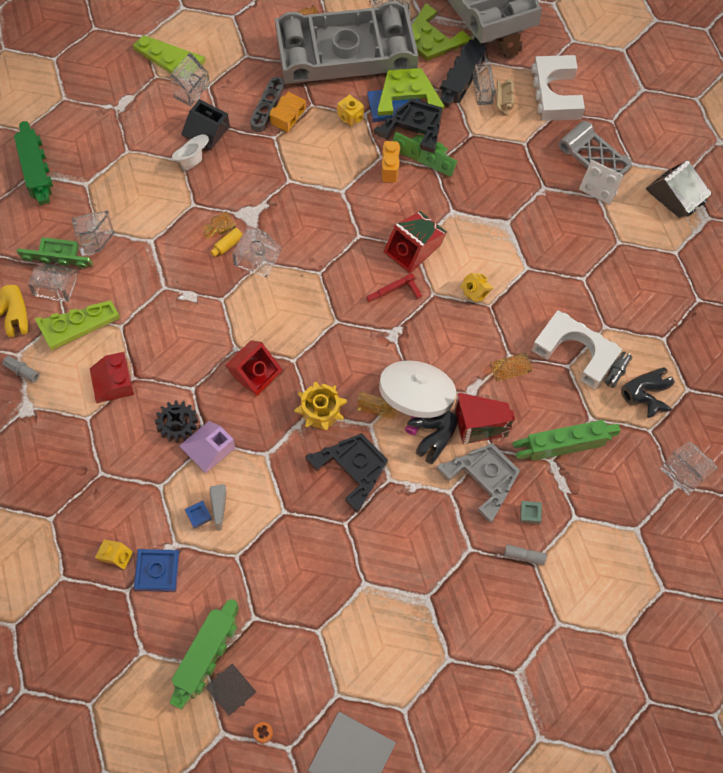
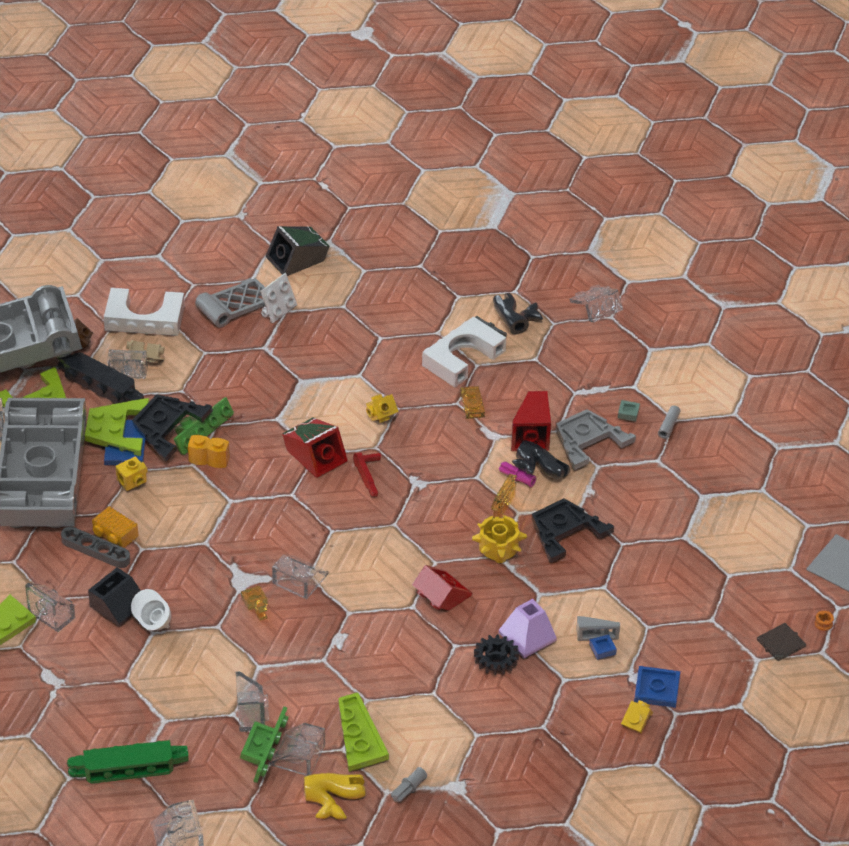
camera: 80 degrees left, 20 degrees down
(111, 378) = (436, 704): red slope -> none
(203, 653) = (747, 652): bright green hinge -> none
(226, 242) = (280, 597): yellow cylinder -> none
(417, 389) = (493, 462): white dish -> none
(566, 440) = (560, 372): bright green hinge -> none

